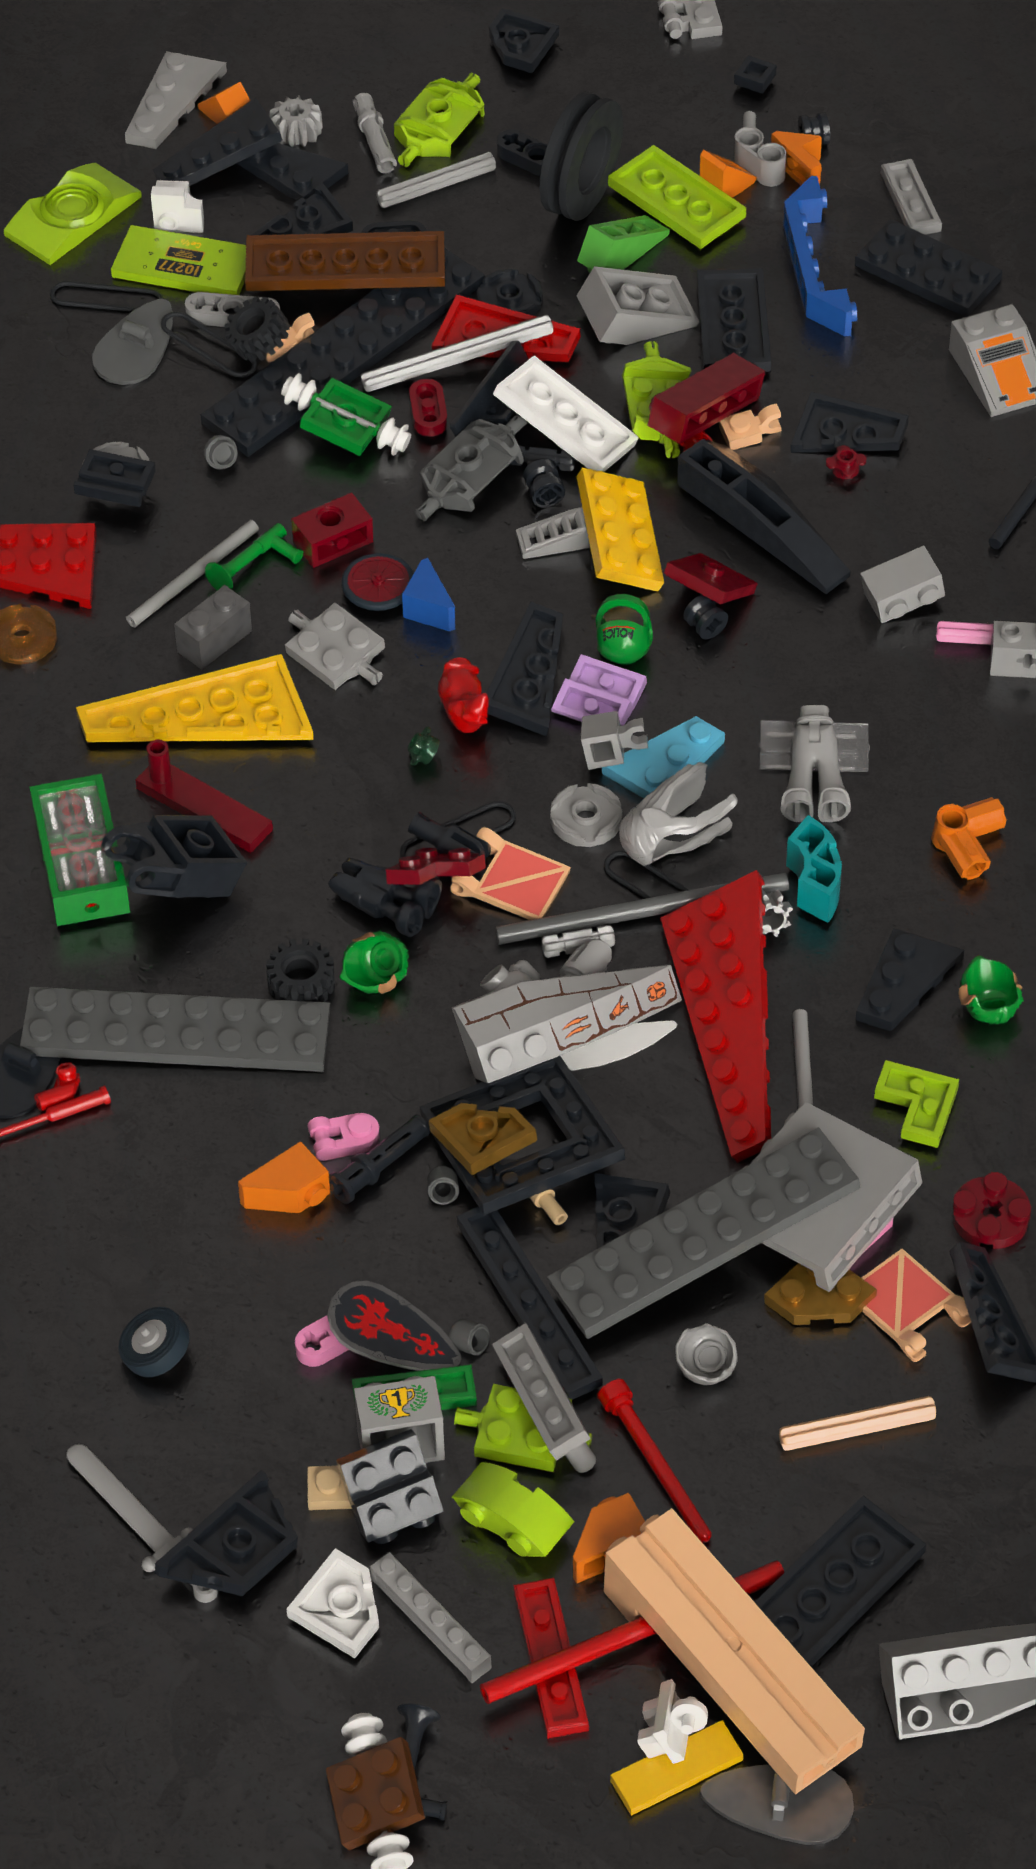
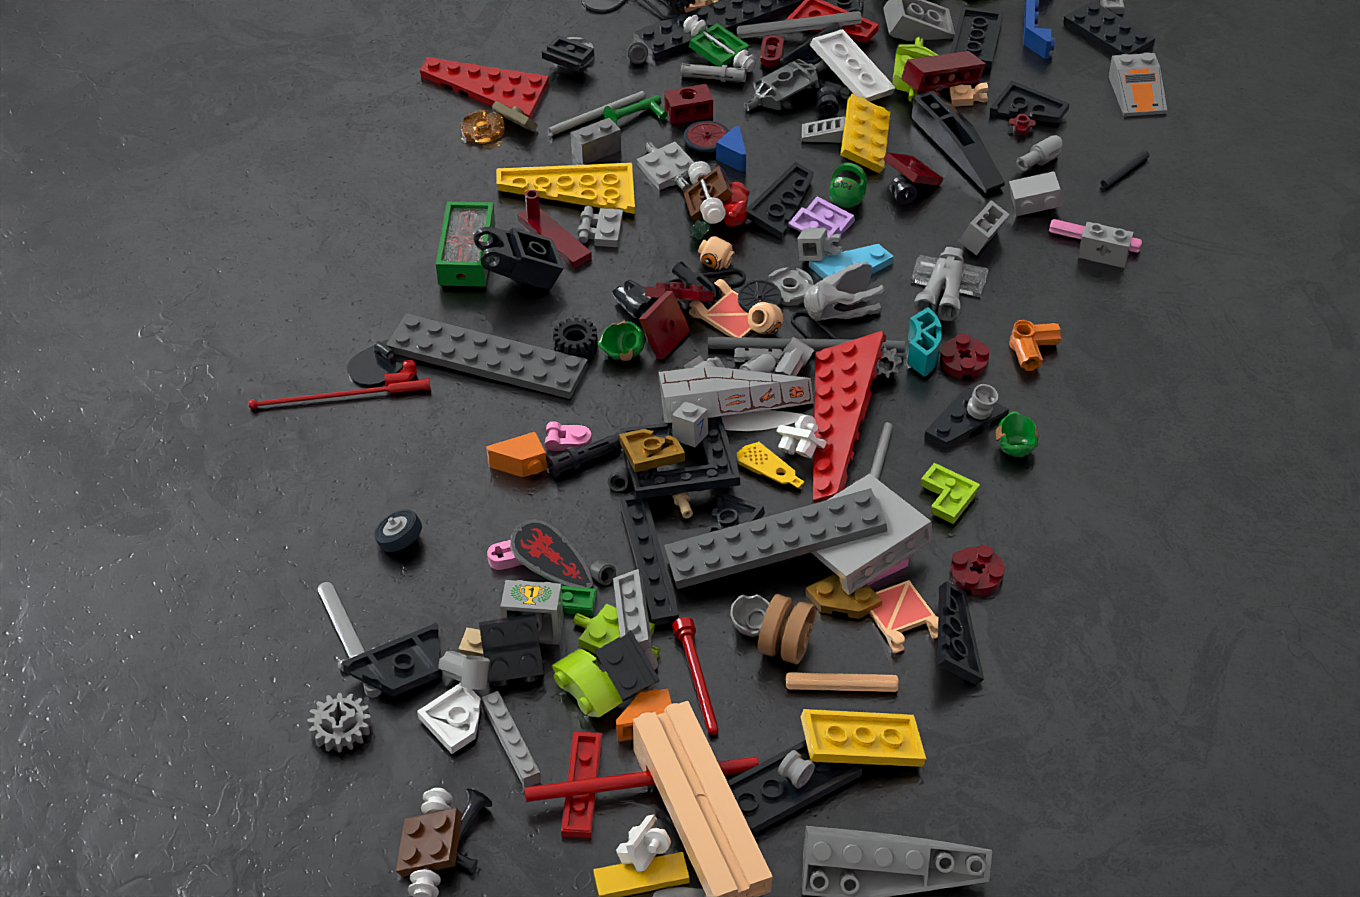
camera: 15 degrees right, 5 degrees down
(69, 605) = (515, 115): none -> dark tan plate
(196, 1638) = (339, 722): none -> light grey gear
(281, 773) = (608, 226): none -> light grey plate
(342, 1531) = (469, 670): none -> light grey piece
(354, 464) = (713, 72): none -> light grey pin
(417, 685) = (708, 192): none -> plate
(430, 924) = (664, 324): none -> dark red plate
(462, 784) = (716, 253): none -> light nougat head
(525, 1081) = (690, 424): none -> light grey brick
(550, 844) = (758, 291): none -> black wheel
(566, 1475) = (627, 666): none -> black plate
(572, 879) = (765, 318): none -> light nougat head
(635, 934) = (794, 358): none -> light grey piece
(647, 1113) = (763, 461): none -> yellow piece
(690, 1058) = (800, 438): none -> white hips
(766, 1366) = (786, 629): none -> medium nougat wheel
(842, 1568) = (796, 769): none -> light grey wheel
(845, 659) = (983, 227): none -> light grey brick
(881, 861) = (964, 346): none -> dark red plate
(890, 510) = (1041, 153): none -> light grey arm
(915, 1500) = (862, 738): none -> yellow plate
(928, 950) = (982, 401): none -> light grey wheel

